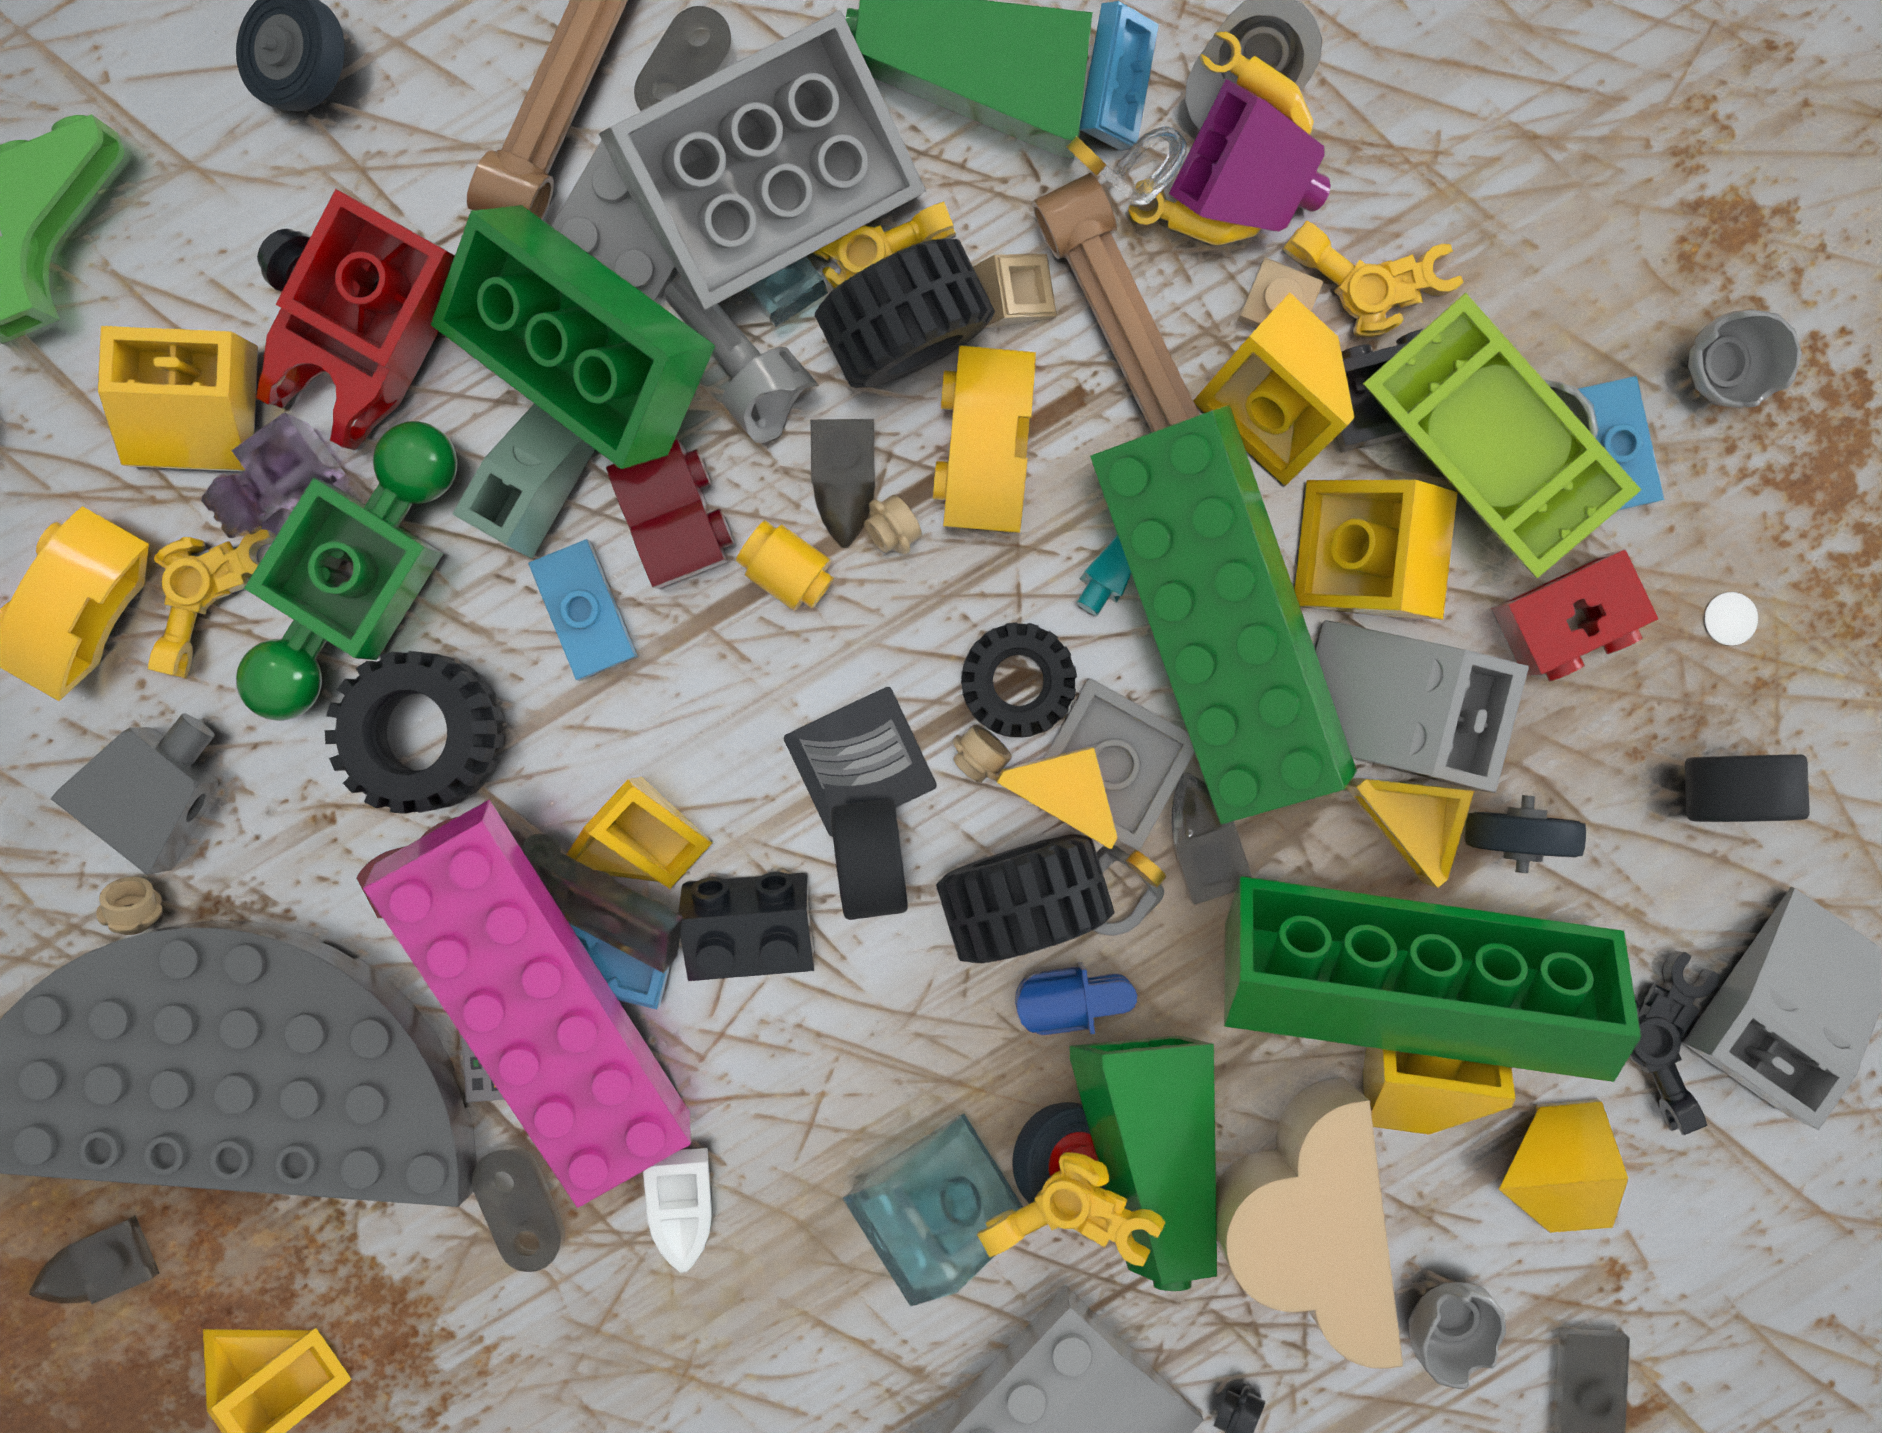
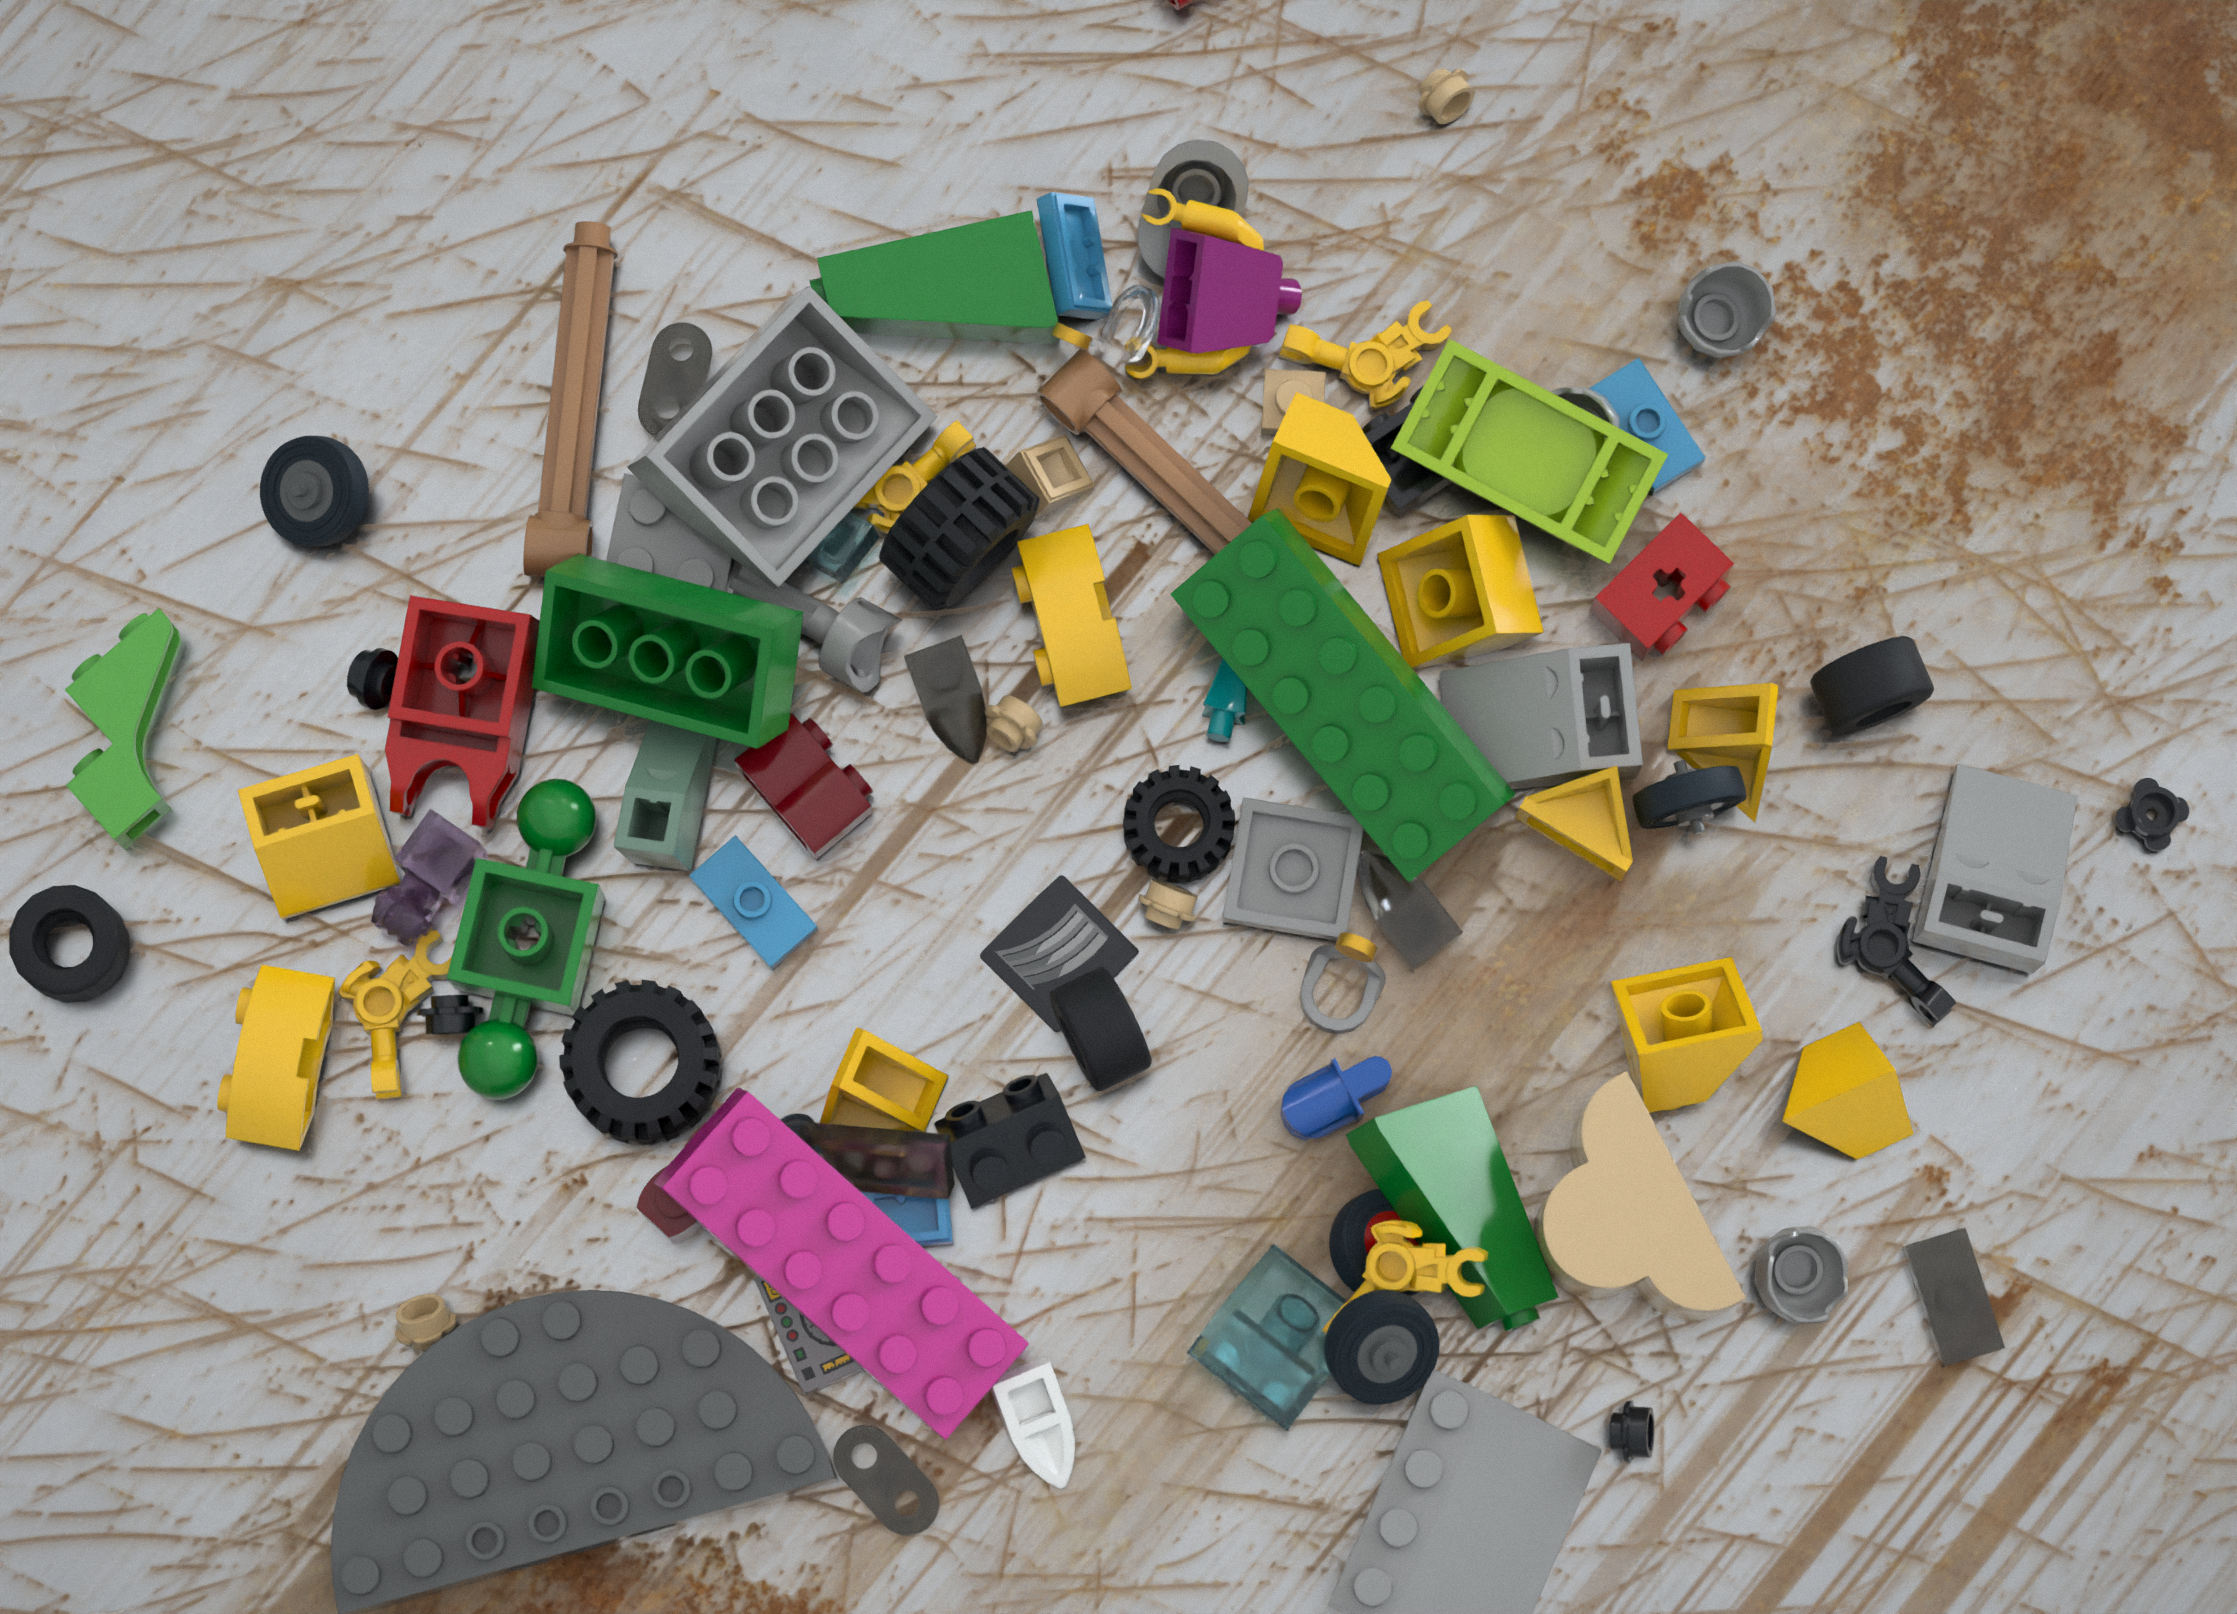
camera: 20 degrees left, 10 degrees down
(144, 792) = (404, 1208): dark grey torso -> none
(250, 619) = (449, 1015): none -> black plate
(785, 566) = (928, 794): yellow brick -> none
(1025, 899) = (1255, 1009): black tyre -> none
(1028, 1275) = (1381, 1347): none -> black wheel
(1068, 789) = (1257, 901): yellow slope -> none
(1429, 979) = (1646, 955): green brick -> none
(1544, 41) = (1445, 95): none -> tan plate
(1585, 780) = (1727, 729): none -> yellow slope
(1731, 618) = (1811, 543): white sticker -> none

